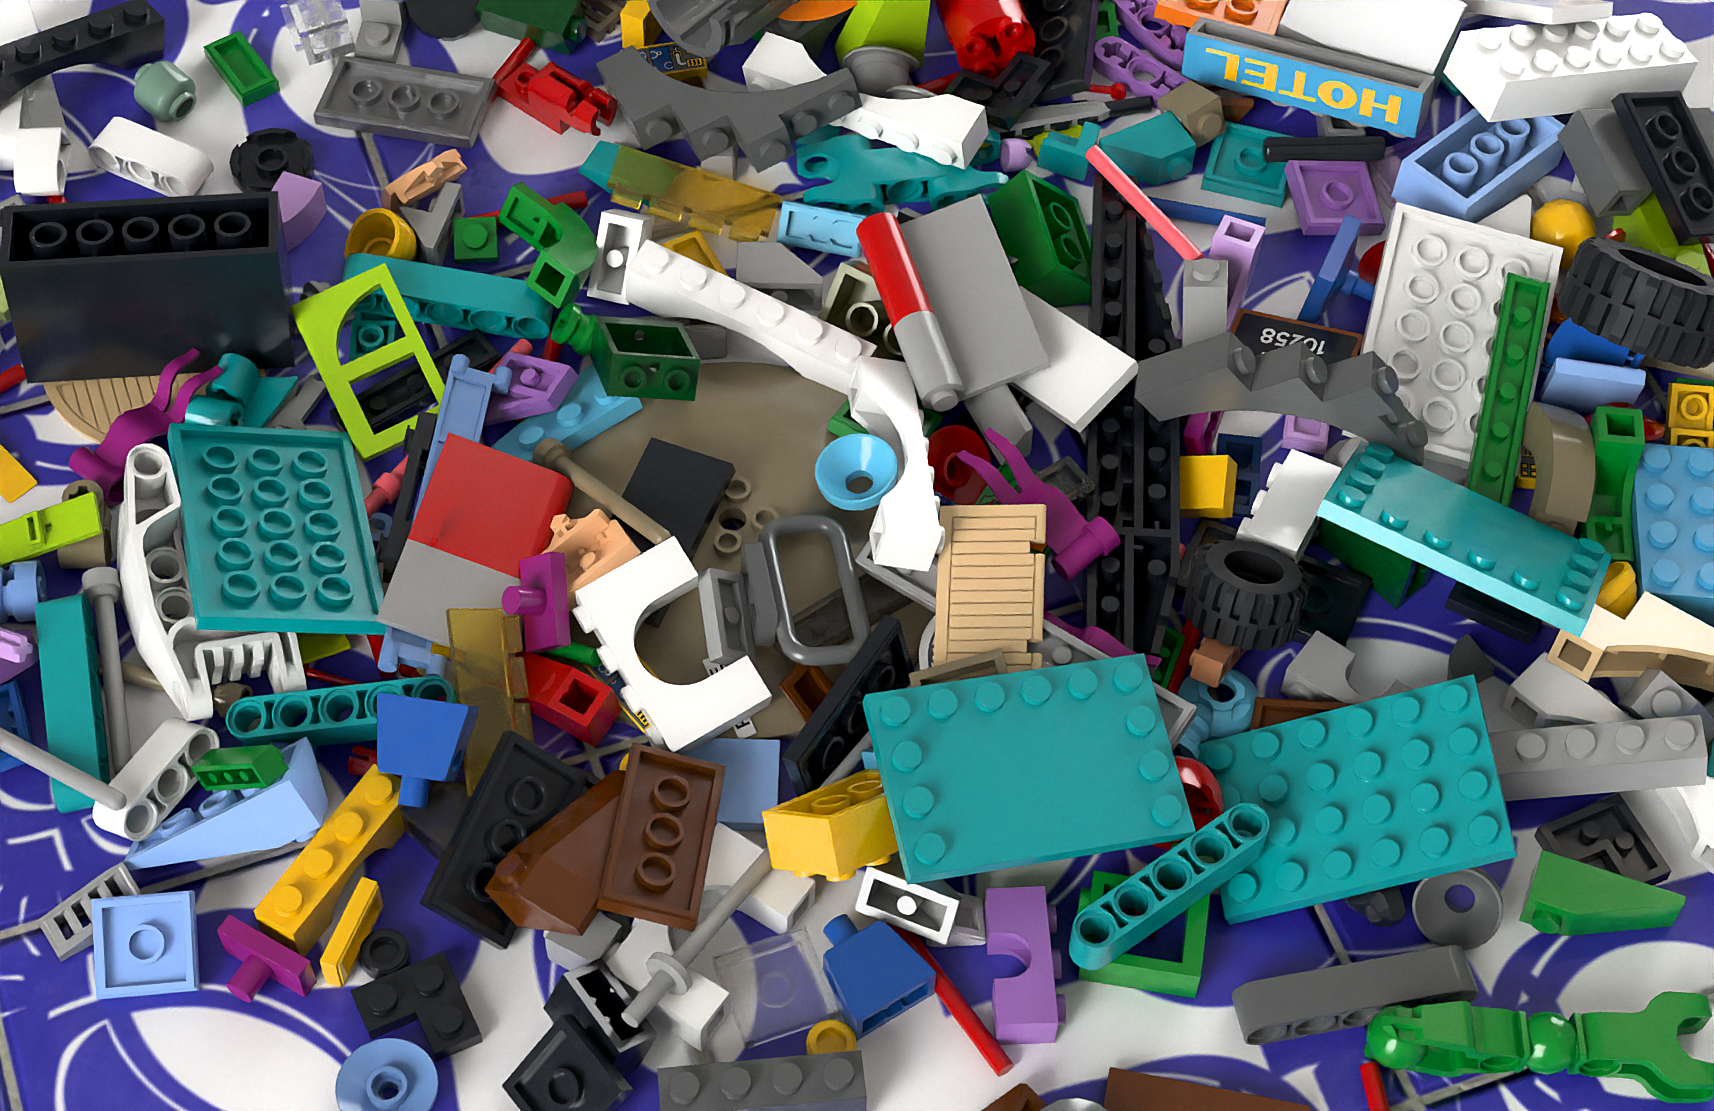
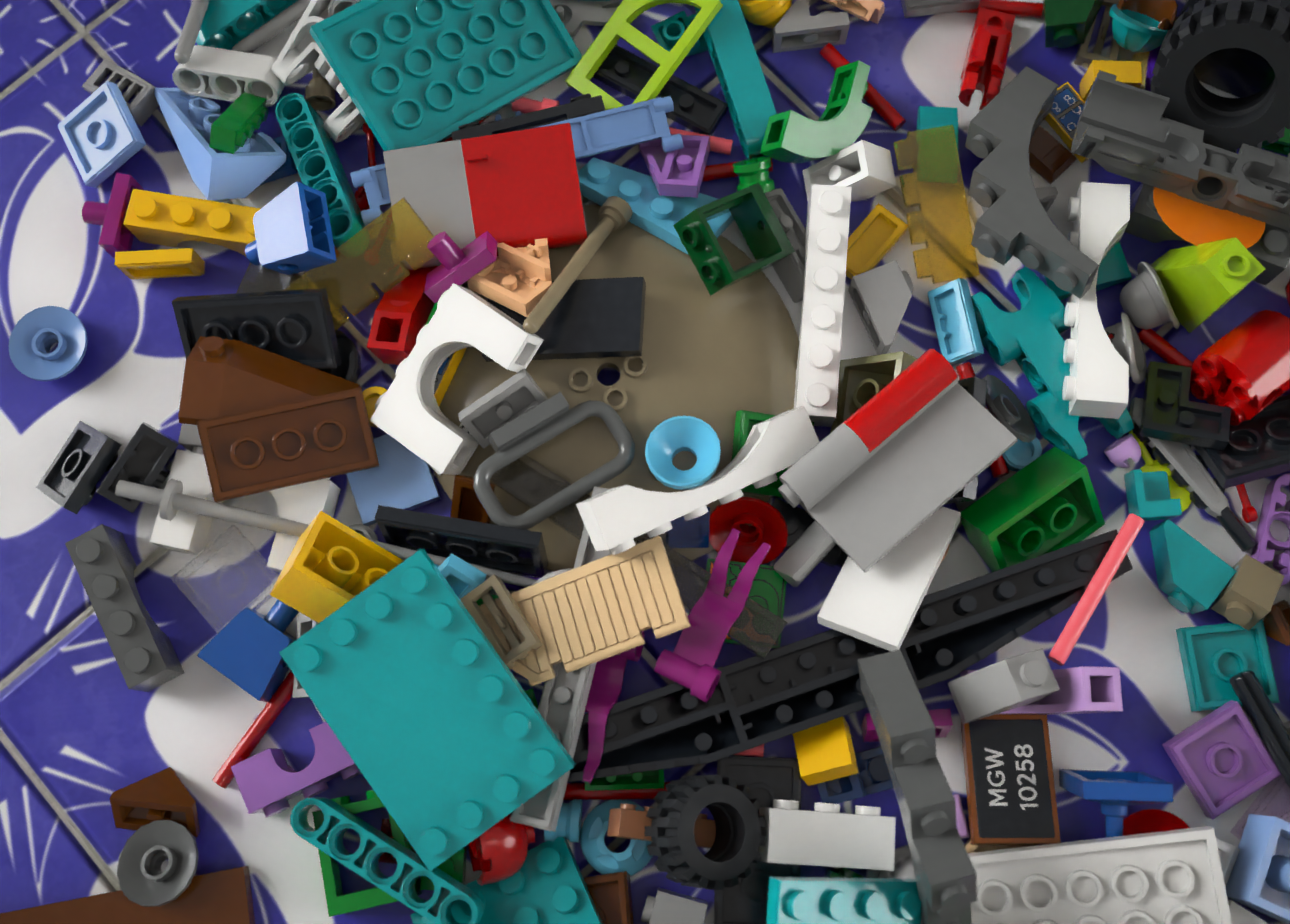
camera: 75 degrees right, 20 degrees up
(384, 953) = (158, 293): black tile -> none
(421, 993) = (136, 341): black plate -> none
(475, 240) = (812, 63): green plate -> none
(830, 1037) = (191, 640): yellow tile -> none
(1200, 213) = (1142, 643): blue bar -> none

